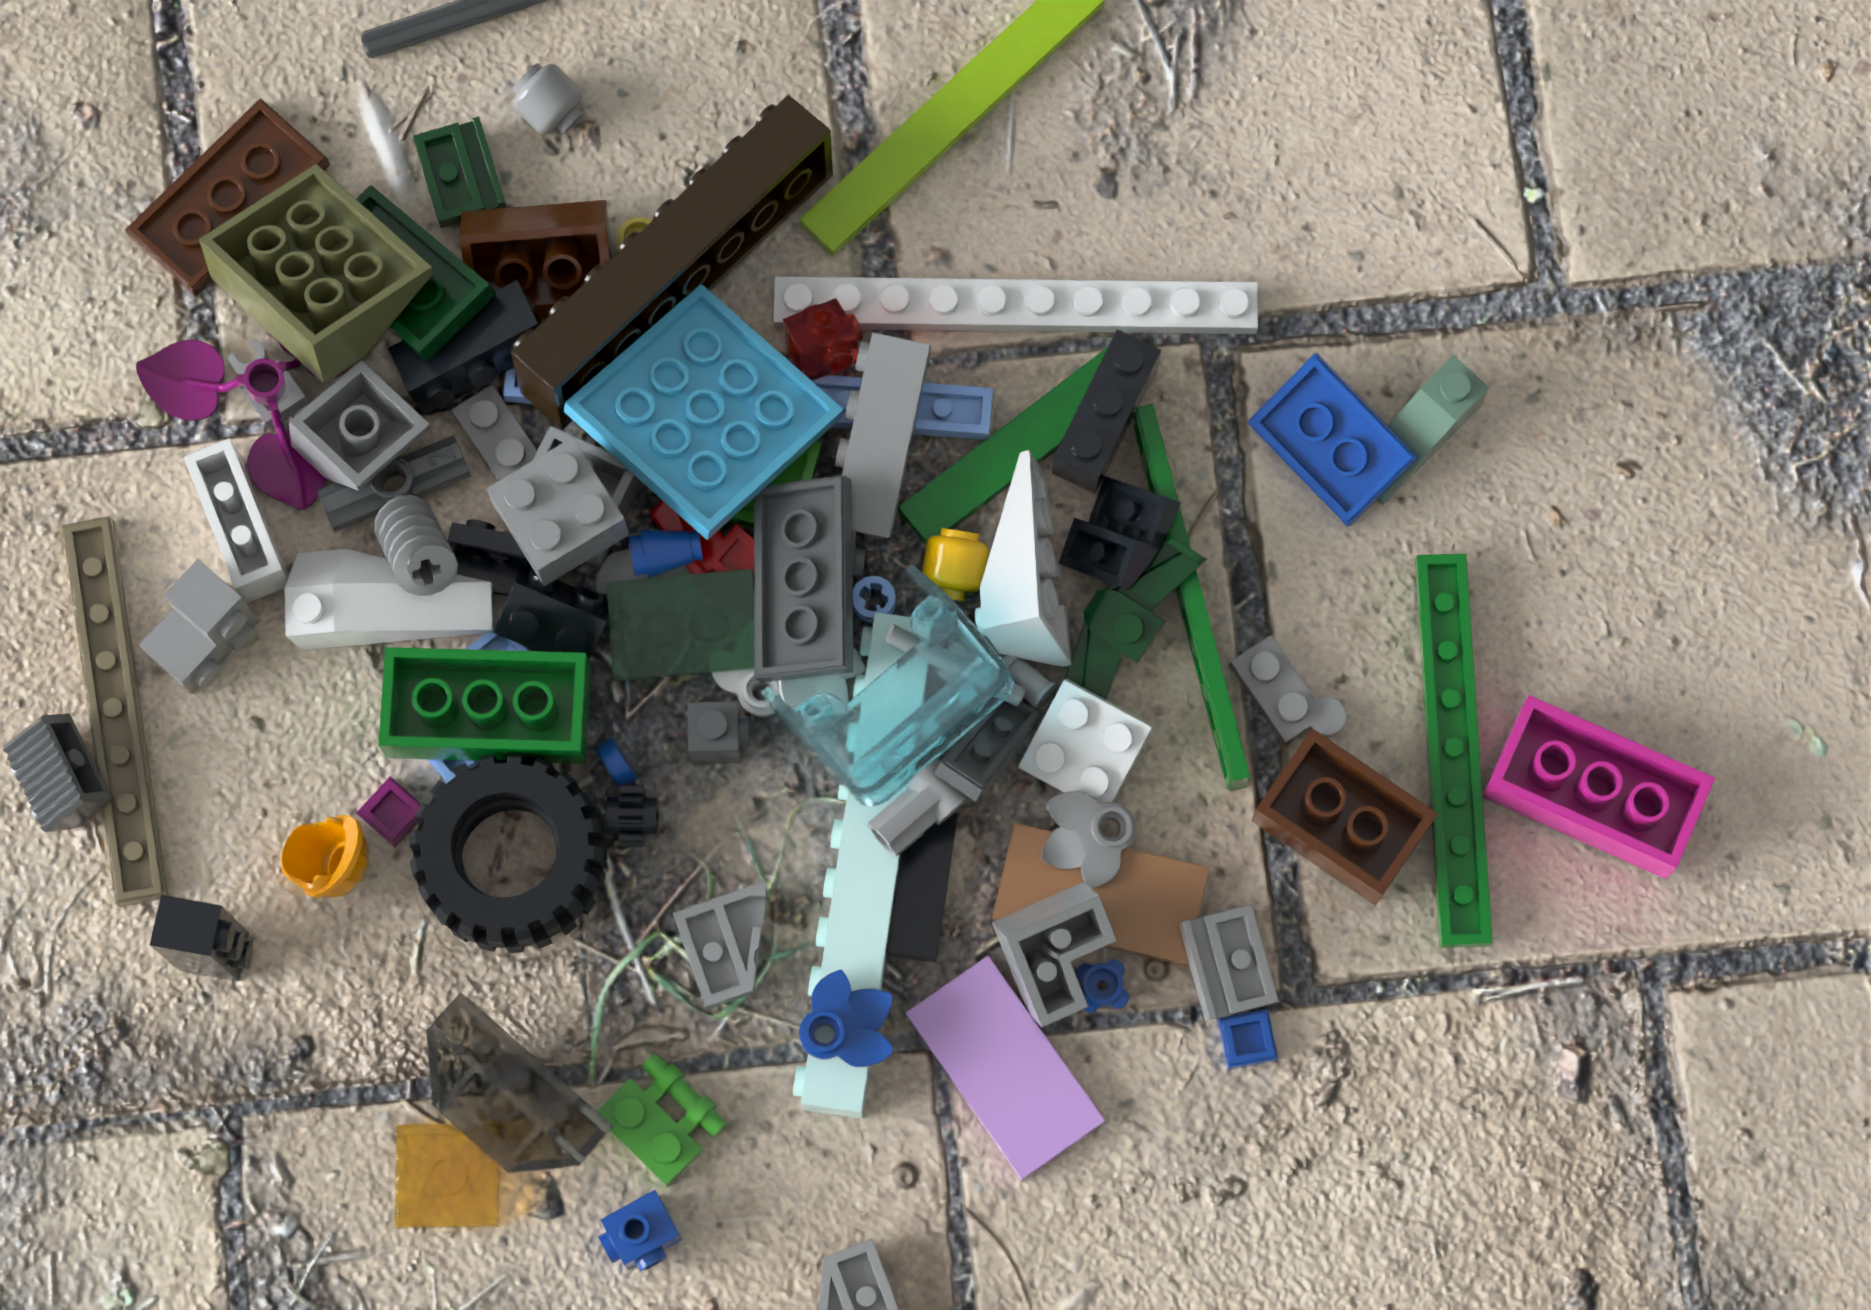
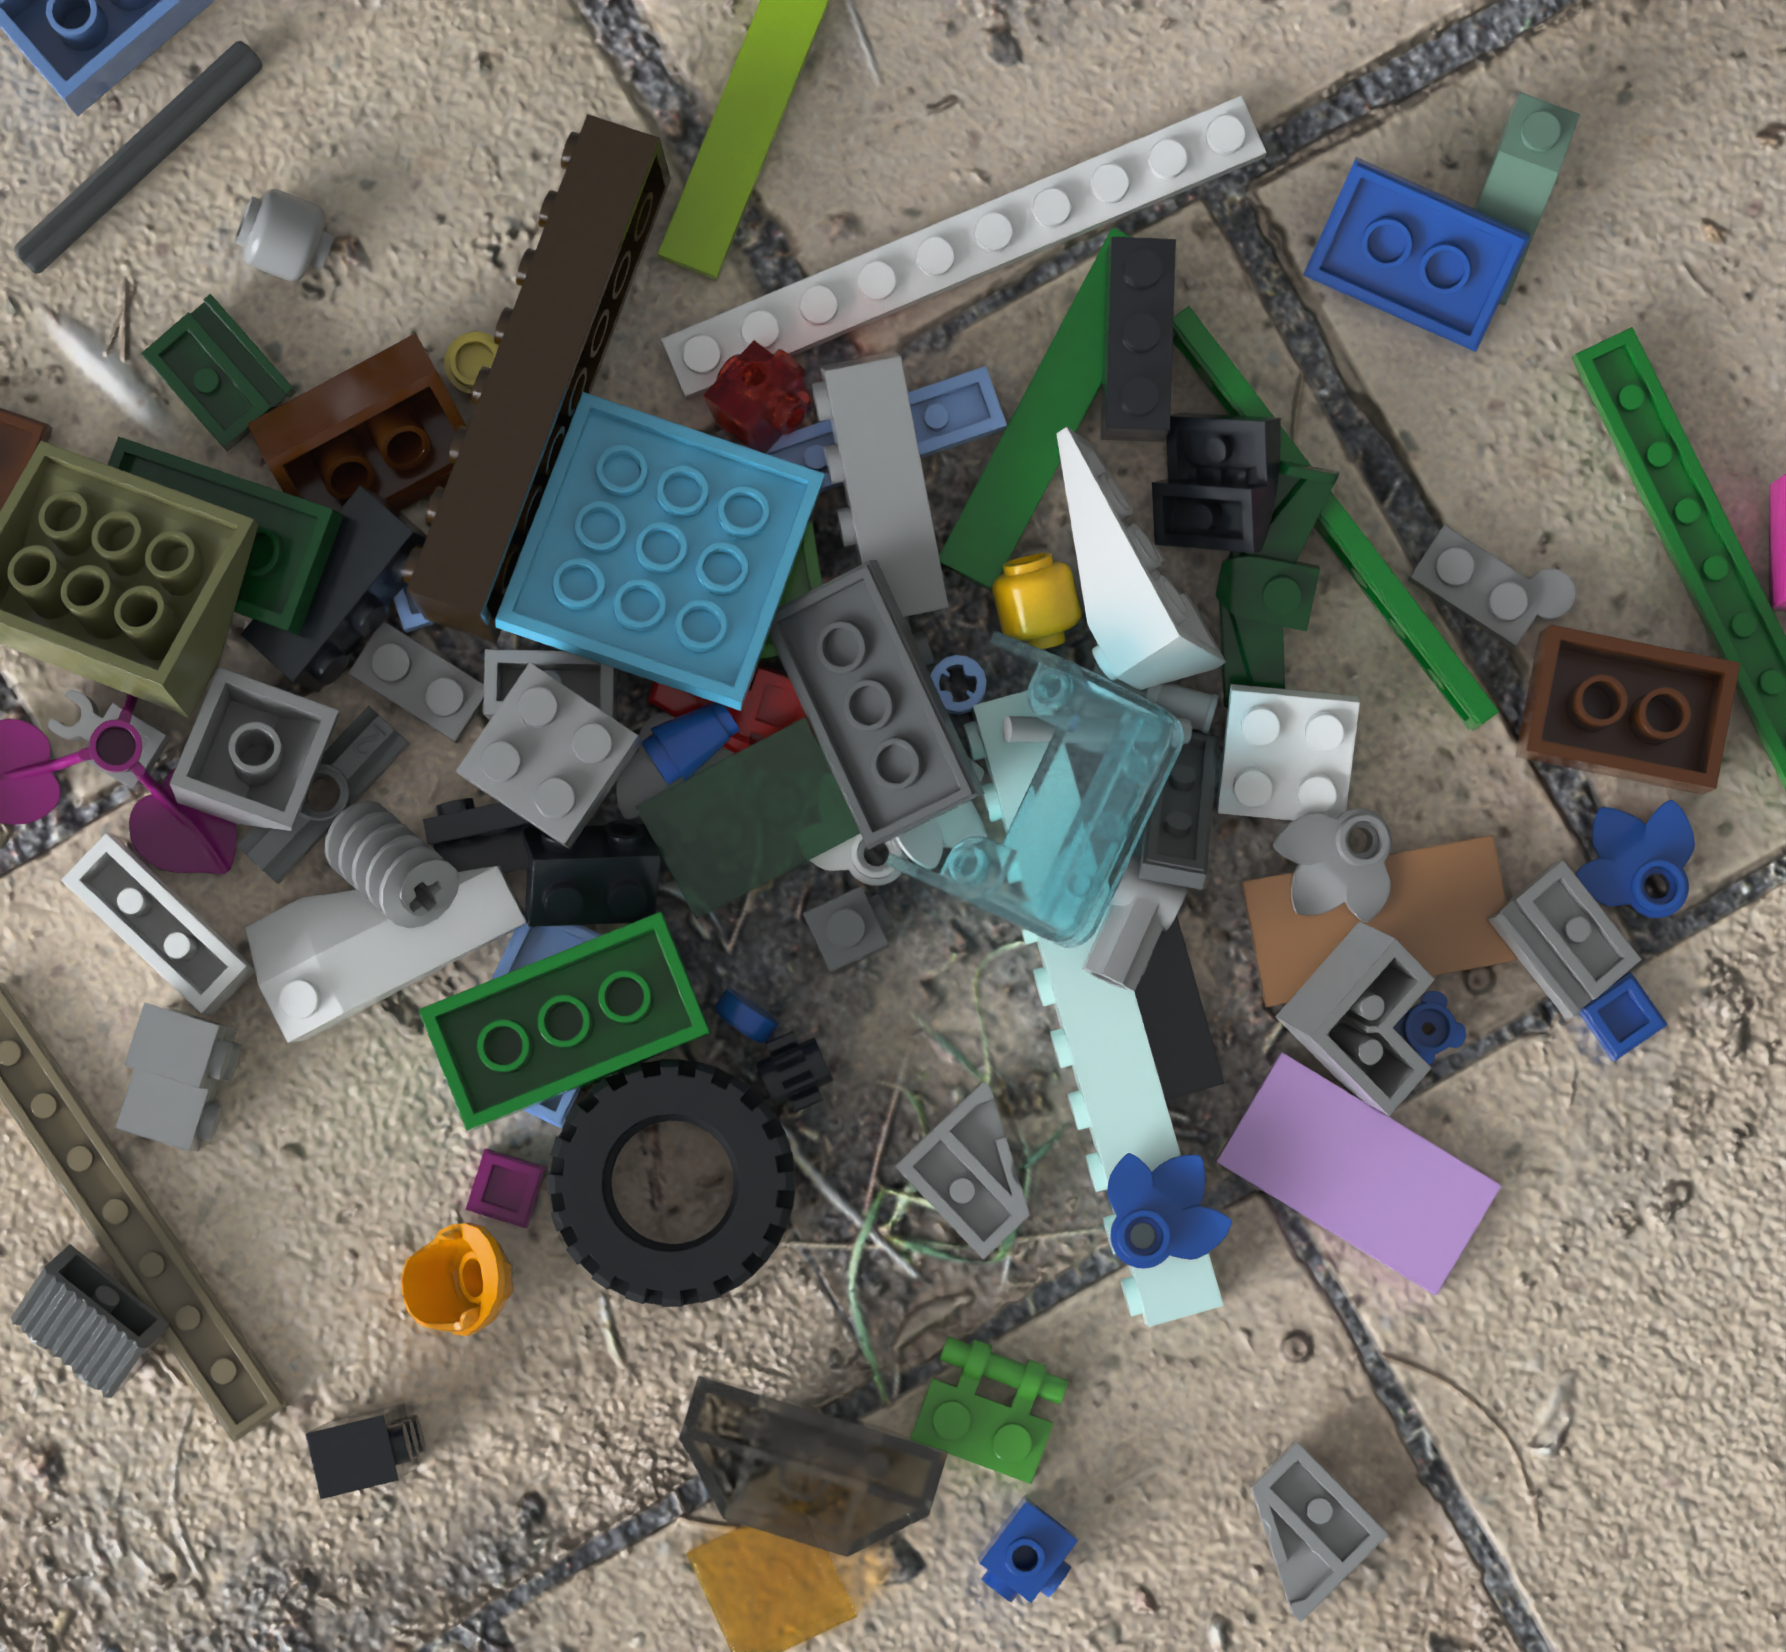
camera: 30 degrees left, 10 degrees up
(1309, 926) = (1633, 852): none -> blue plate

